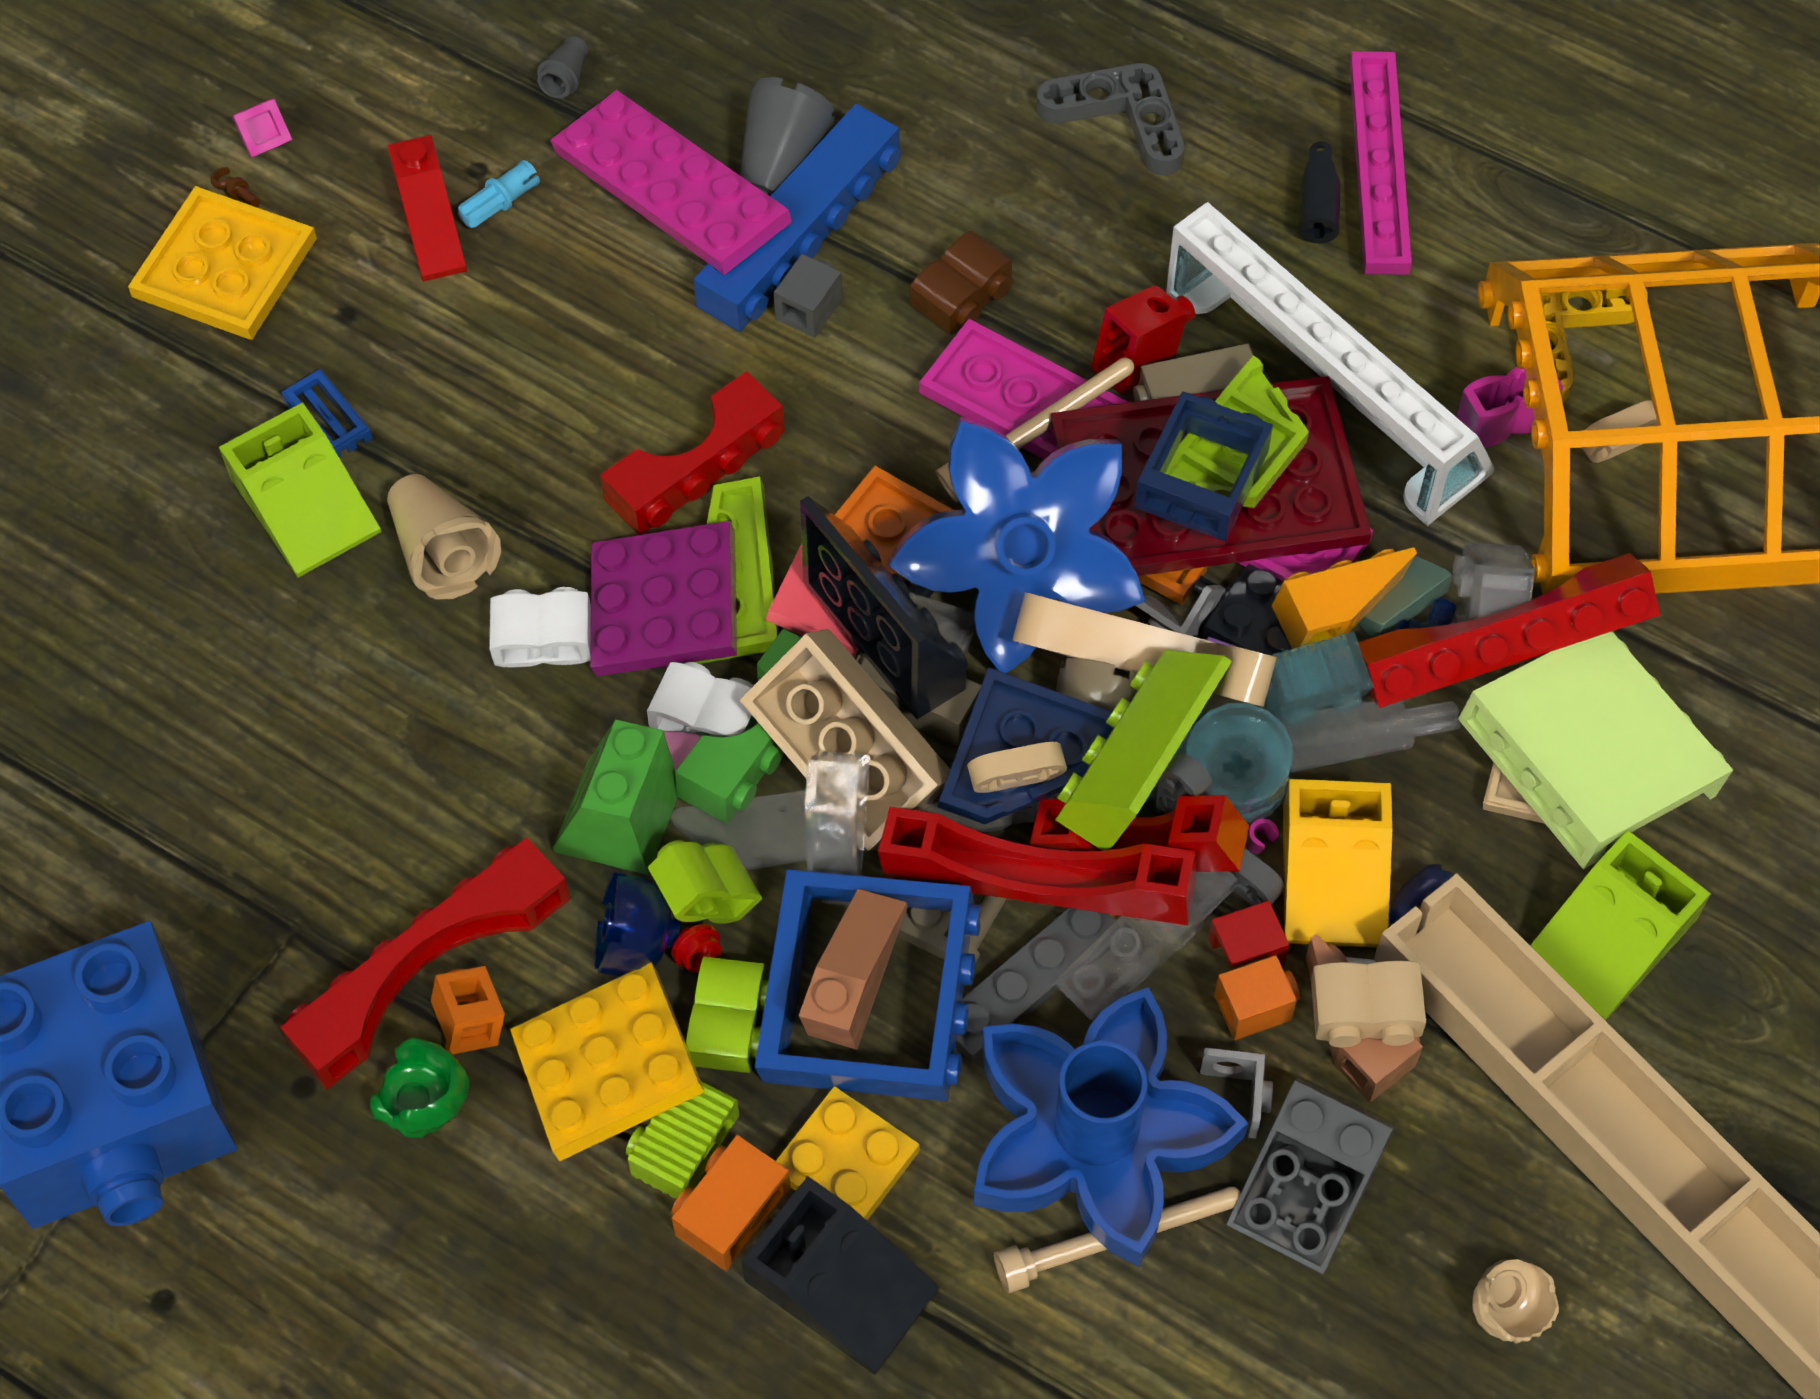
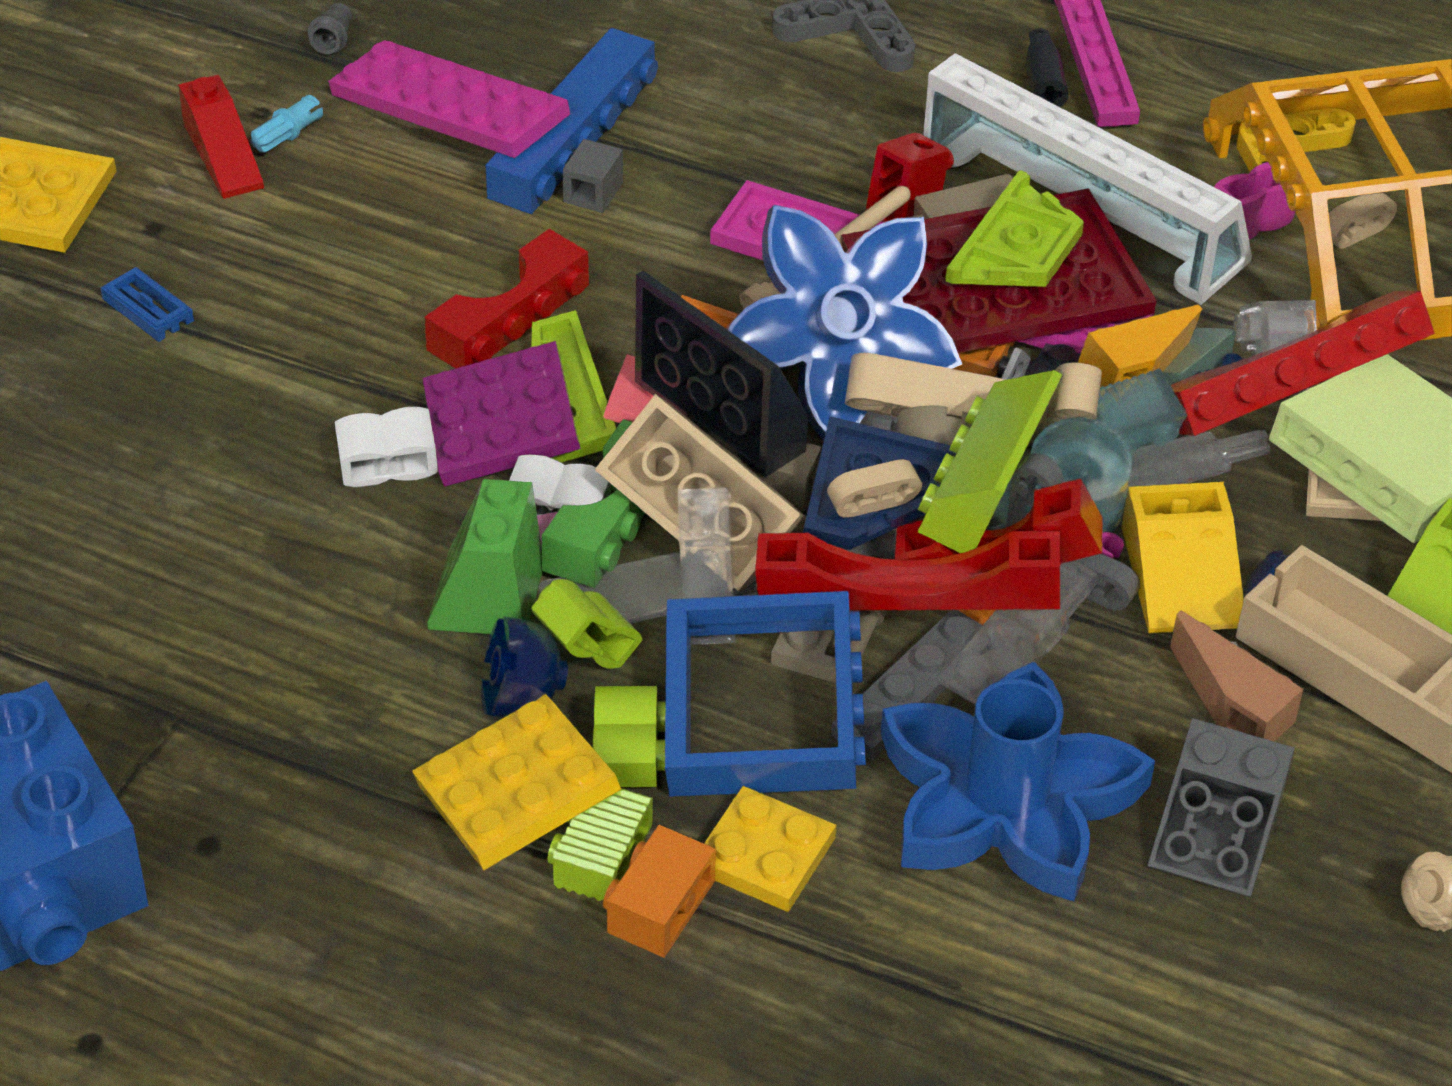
camera: 10 degrees left, 15 degrees down
(235, 187) = (31, 136): reddish brown hand -> none
(261, 127) = (51, 89): dark pink plate -> none
(299, 489) = (130, 354): lime slope -> none
(420, 1089) = (333, 823): green hair -> none
(441, 538) = (280, 381): tan cone -> none
(467, 1009) = (368, 756): orange brick -> none
(507, 896) = (239, 782): red arch -> none
(694, 944) = (581, 681): red plate -> none
(781, 131) = (547, 45): dark grey cone -> none
(838, 1275) = (778, 937): black slope -> none
(852, 969) = (748, 671): nougat slope -> none
(961, 282) = (732, 155): reddish brown brick -> none
(1020, 1266) = (956, 916): tan piece -> none
(1187, 502) = (991, 273): dark blue window -> none
(1249, 935) = (1118, 620): red panel -> none
(1250, 1068) = (1144, 736): light grey bracket -> none
(1256, 997) = (1134, 670): orange brick -> none
(1368, 1002) = (1245, 649): tan brick -> none

